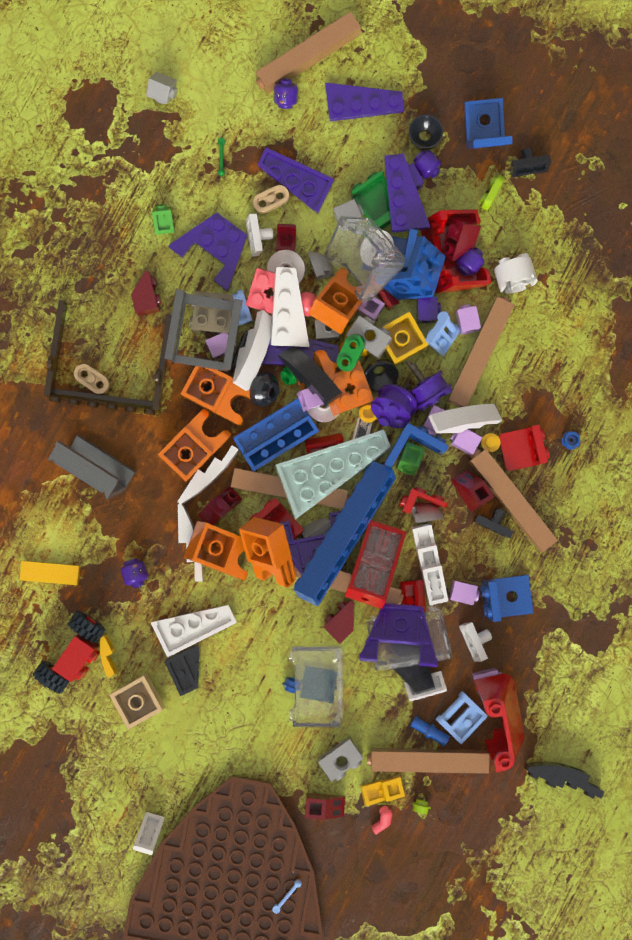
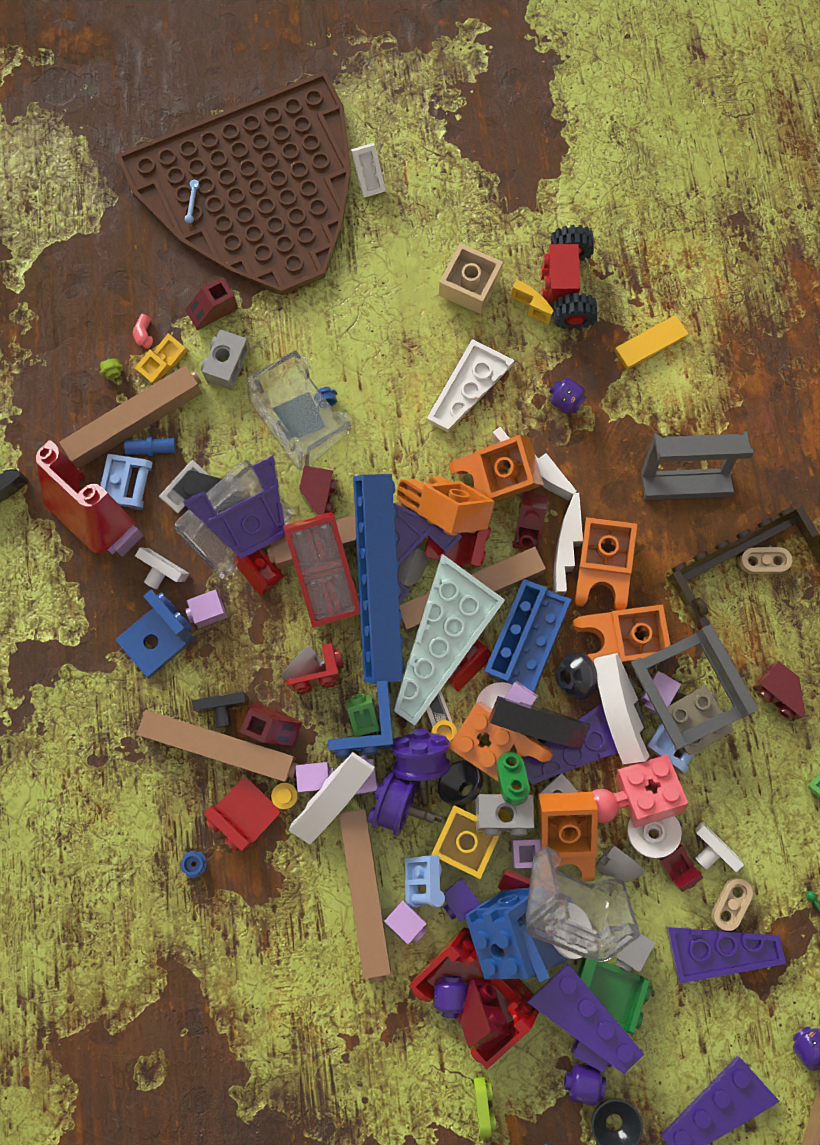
camera: 145 degrees right, 10 degrees down
(185, 670) = (445, 340): black wing -> none
(220, 240) = (751, 814): dark purple wing -> none
(287, 377) = (562, 708): green plate -> none
(288, 313) = (615, 777): white wing -> none
(430, 564) = (264, 615): white slope -> none
(515, 274) = (387, 1019): white brick -> none

